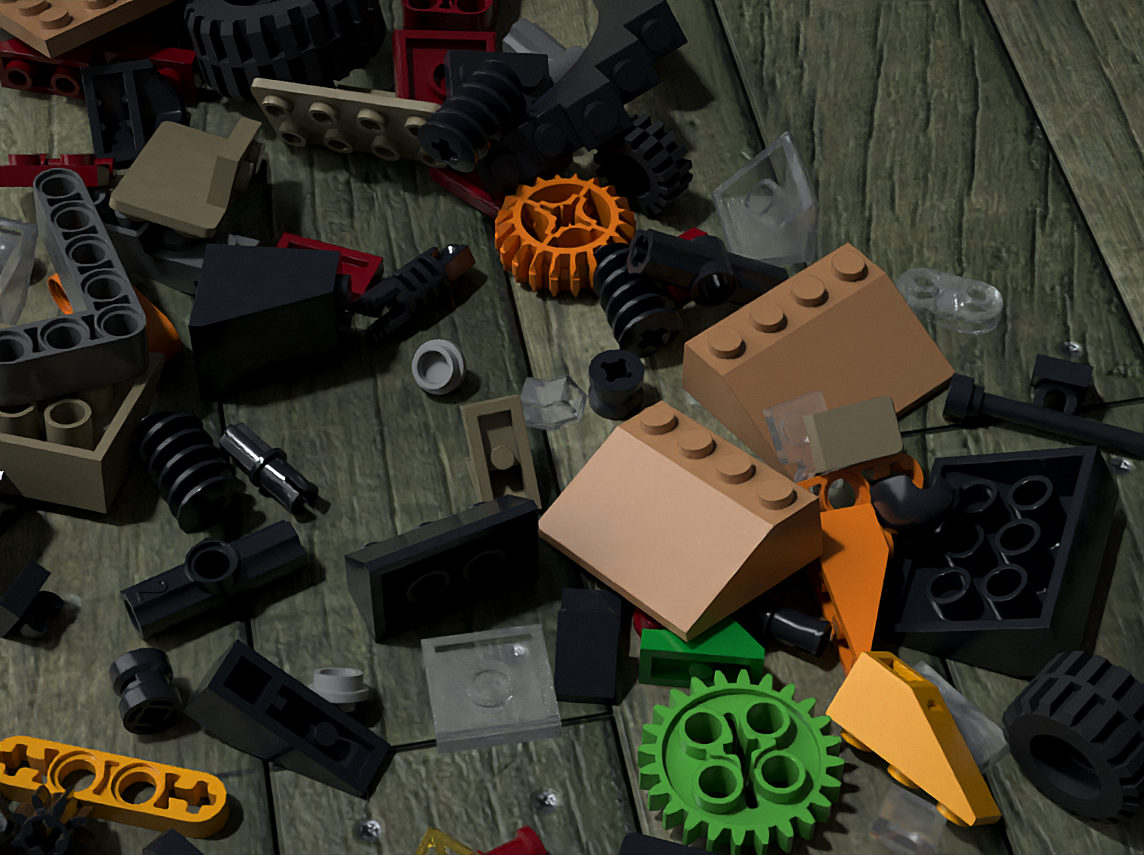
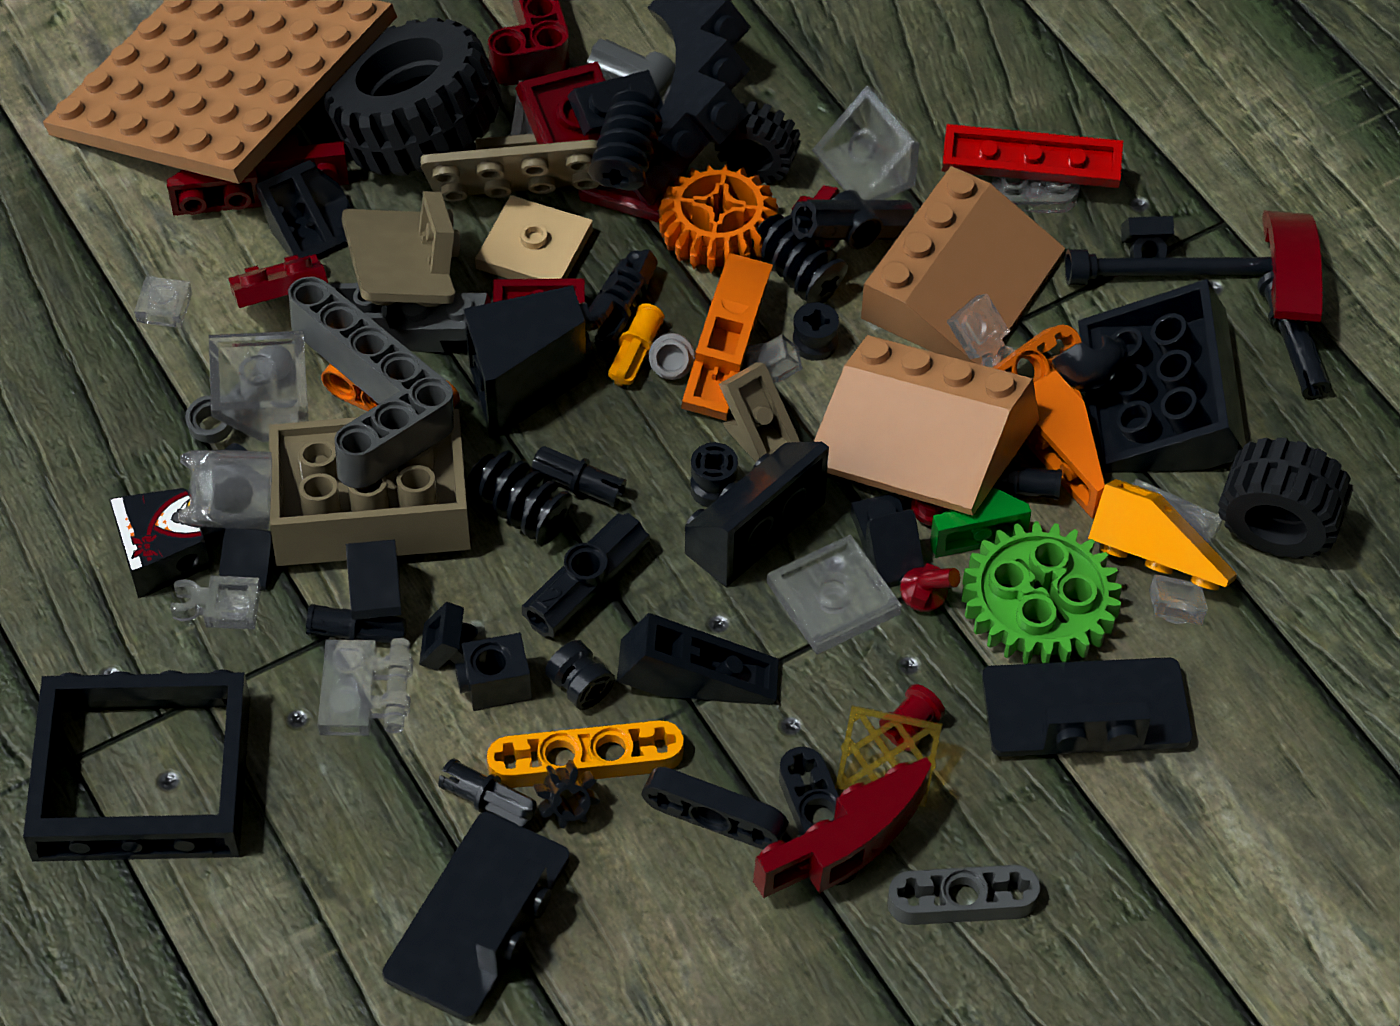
camera: 20 degrees left, 5 degrees up
(66, 675) = (499, 654): none -> black brick
(340, 687) = (724, 625): light grey plate -> none
(354, 207) = (533, 242): none -> tan plate
(404, 342) = (636, 344): none -> light orange axle
(415, 499) = (712, 469): none -> black wheel
(509, 350) = (726, 334): none -> orange slope
(604, 714) = (928, 586): none -> dark red plate
(853, 433) = (1024, 318): dark tan slope -> none
(956, 259) = (1033, 155): none -> red fence

